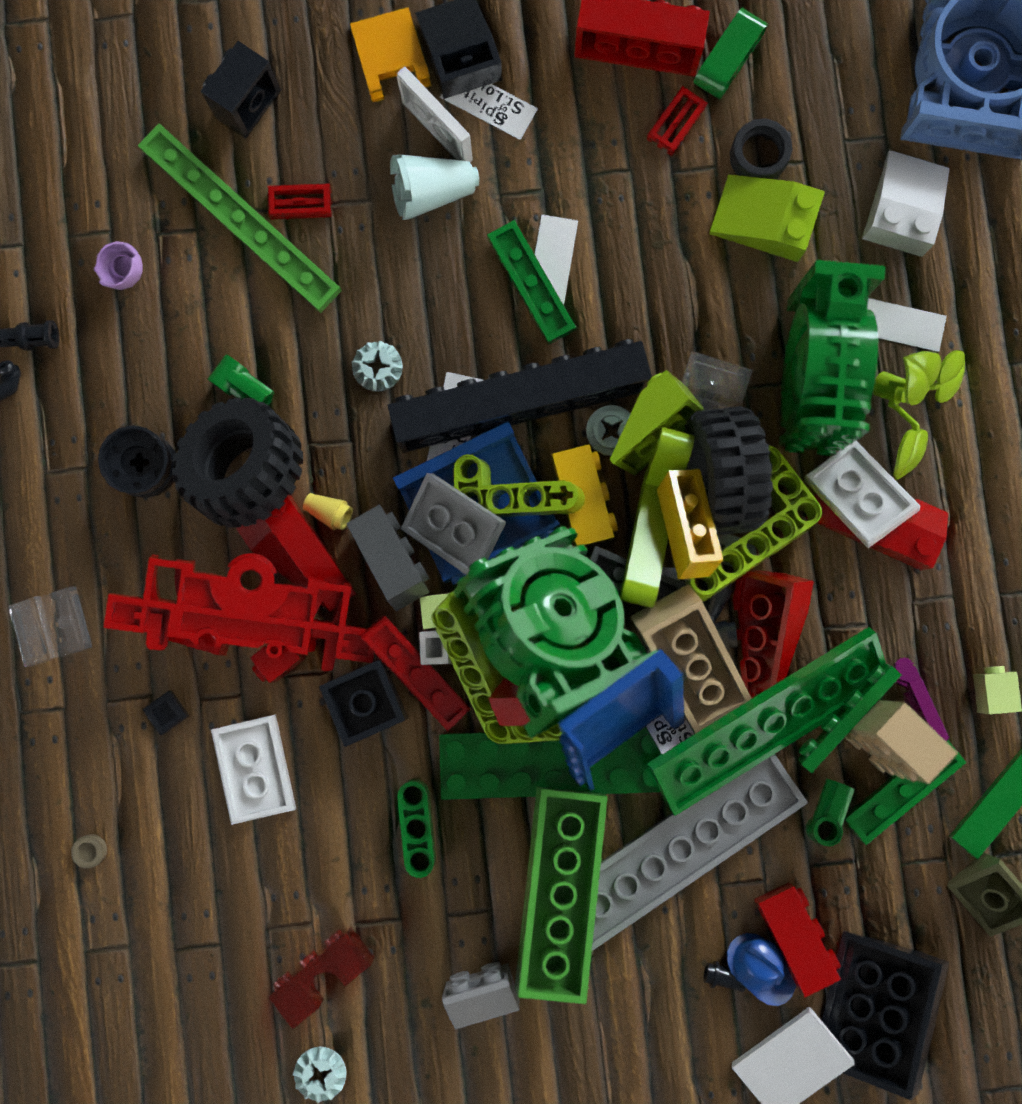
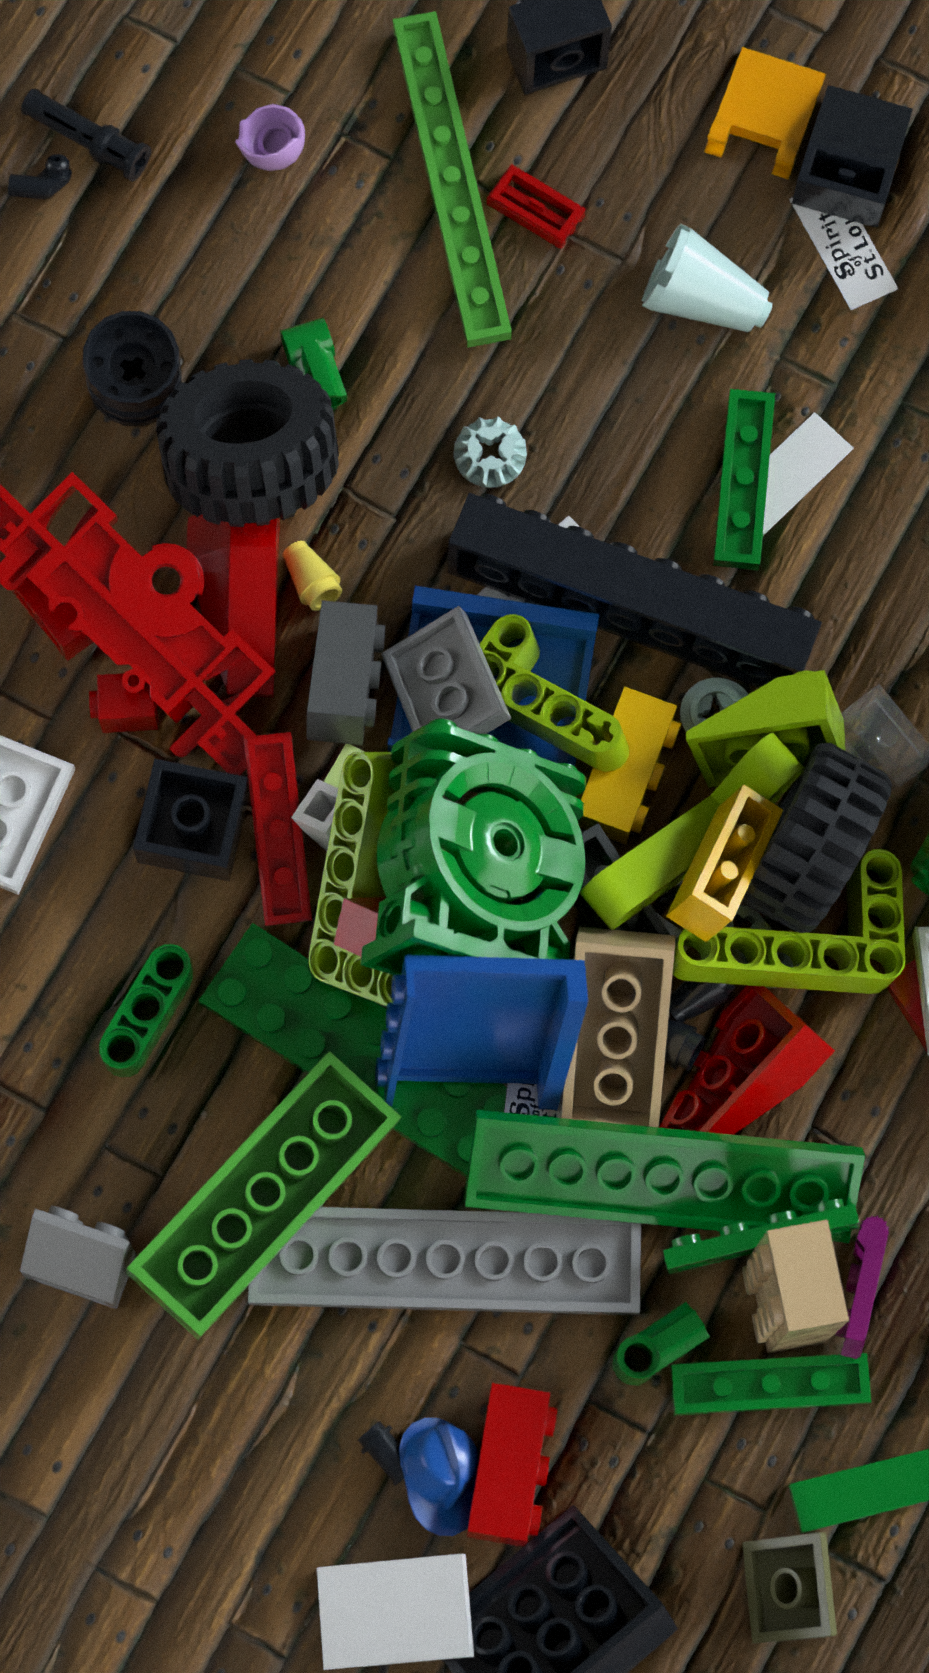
camera: 25 degrees right, 10 degrees down
(434, 116) = (762, 214): white tile -> none

